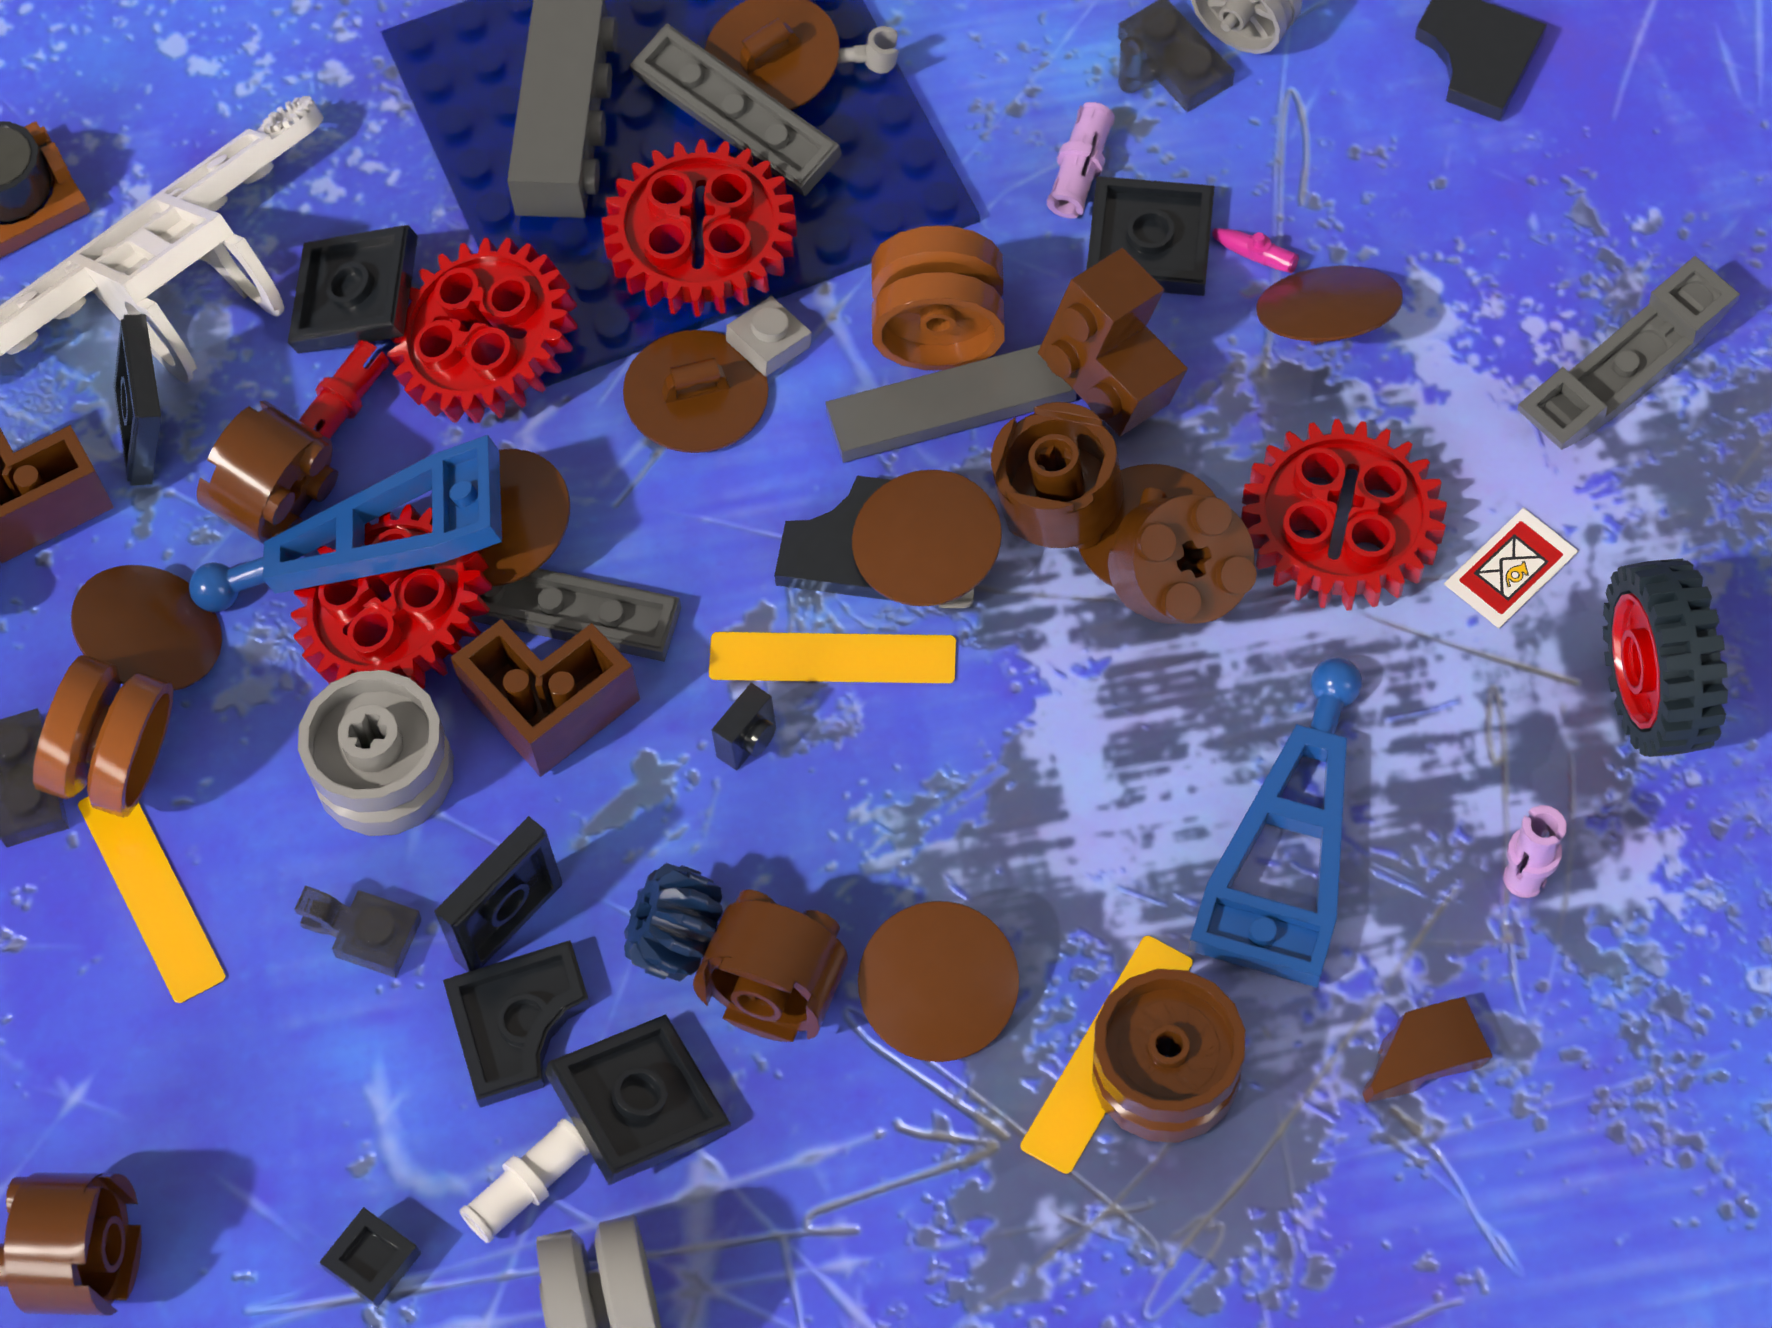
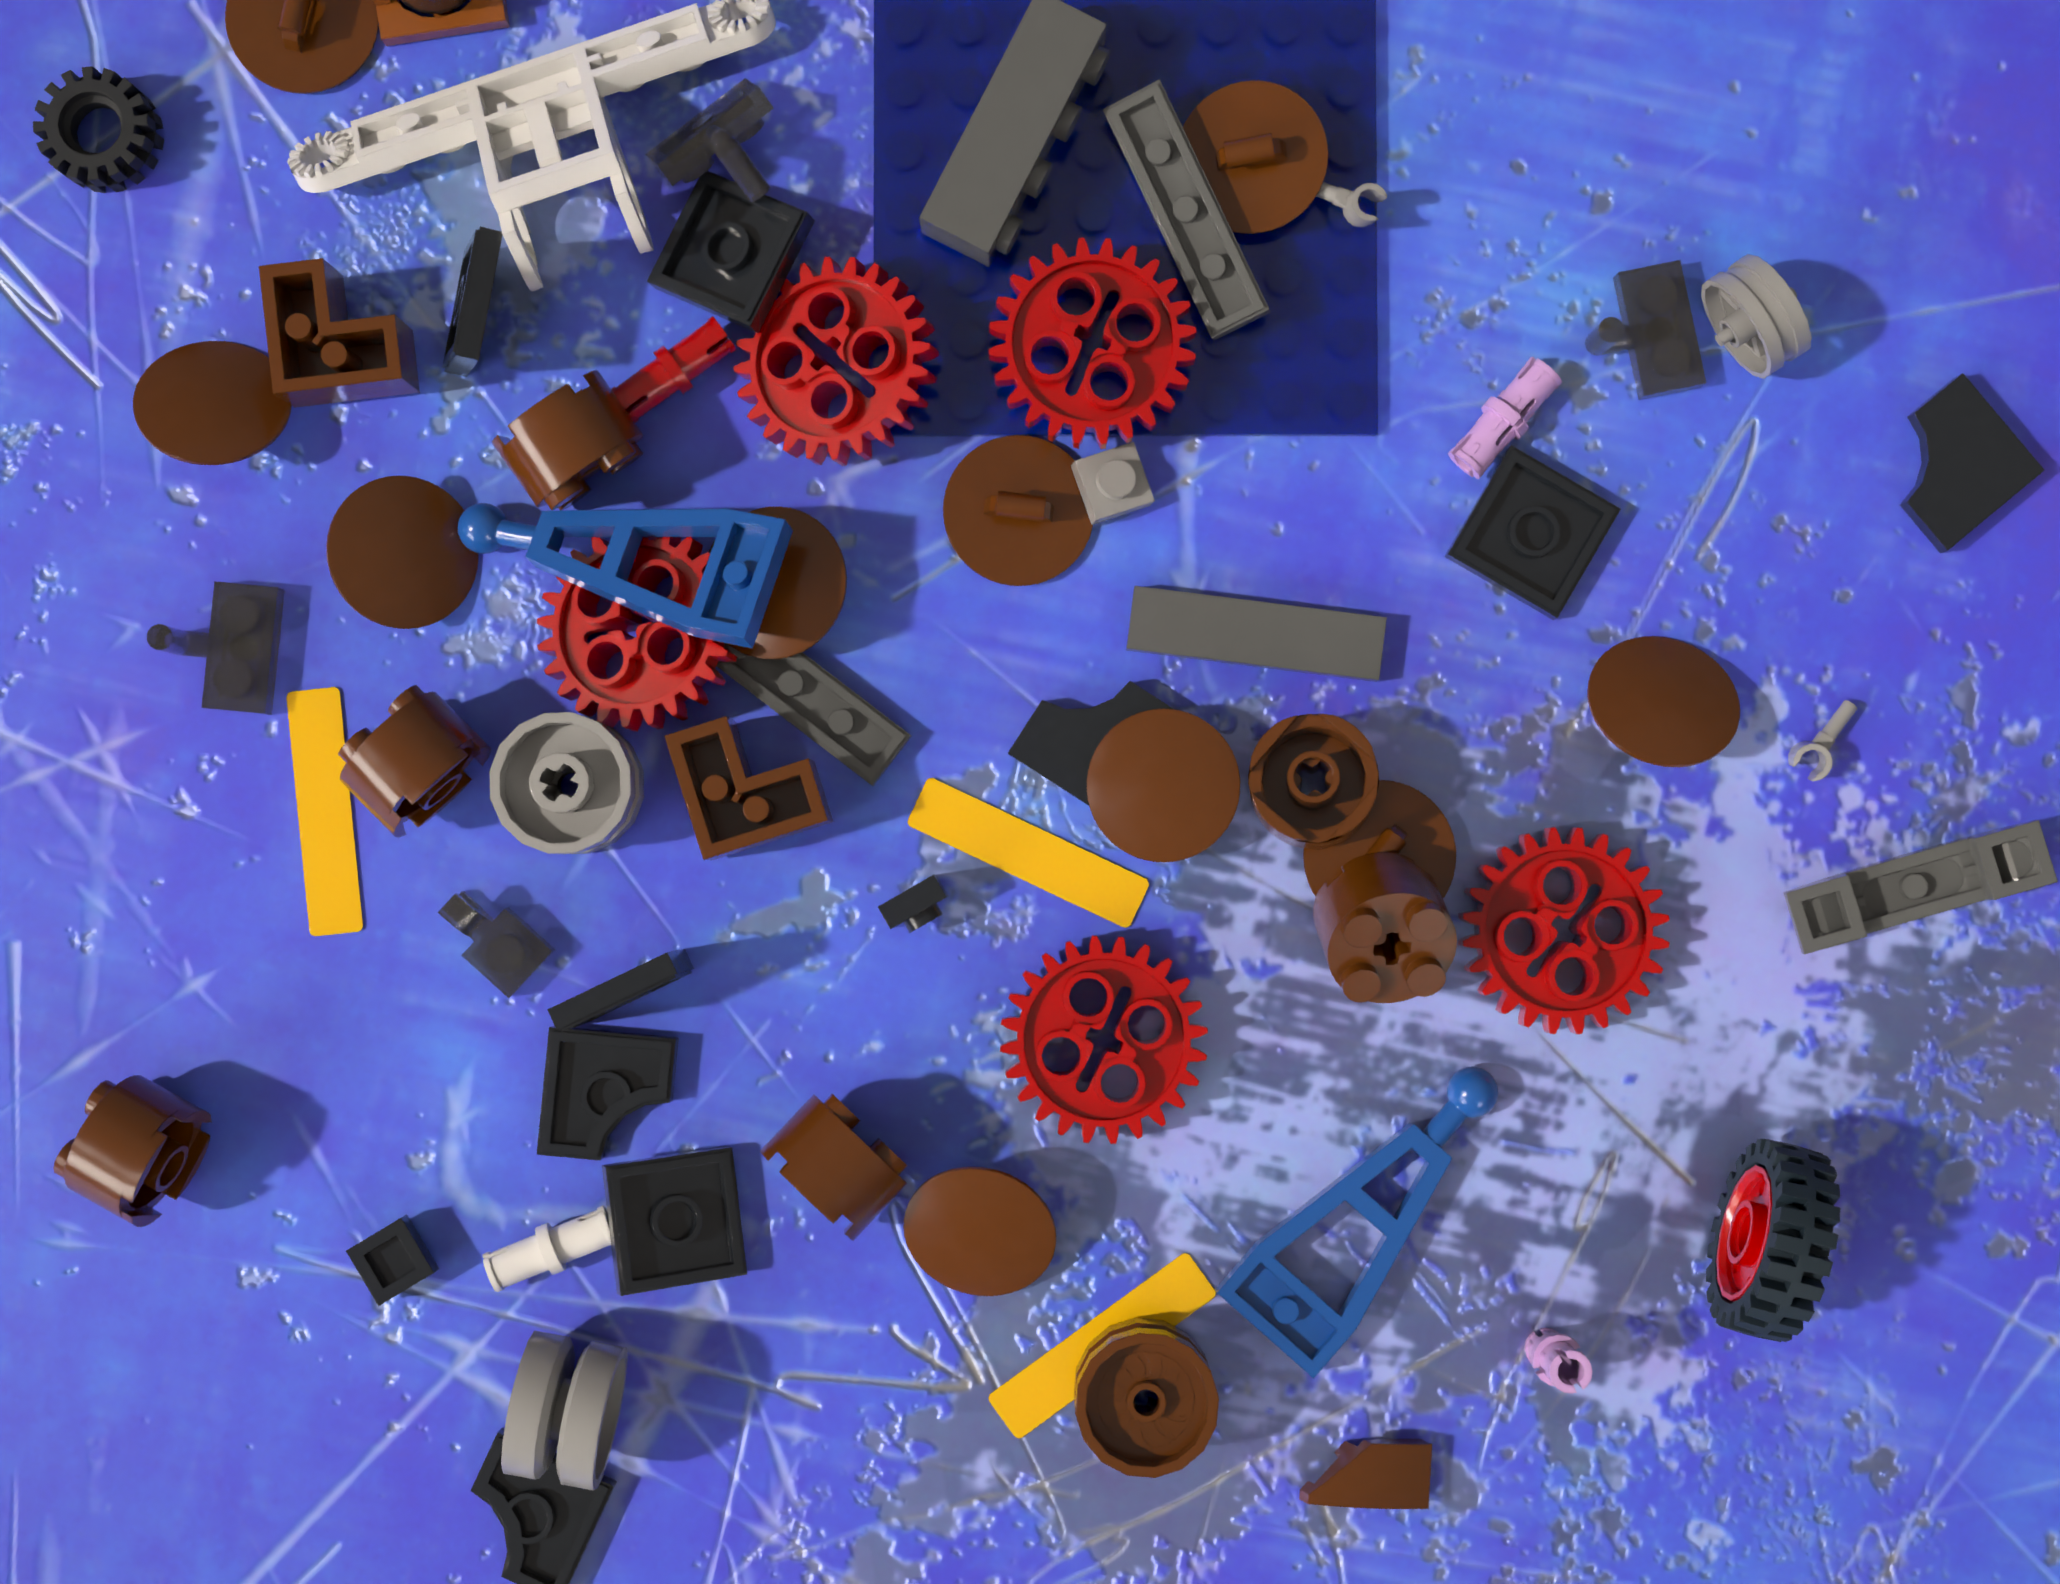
camera: 20 degrees right, 25 degrees up
(102, 735) = (310, 661): dark orange wheel -> none
(220, 784) = (411, 760): none -> reddish brown brick
(315, 193) = (720, 132): none -> clear smoke plate
(672, 922) = (767, 1078): dark blue gear -> none
(937, 298) = (1286, 538): dark orange wheel -> none
(1035, 770) = (1157, 1062): none -> red gear
(1104, 344) = (1427, 669): reddish brown brick -> none
(1257, 248) = (1627, 595): dark pink helmet -> none
(1485, 289) = (1823, 742): none -> light grey hand
(1511, 567) = (1693, 1042): sticker -> none

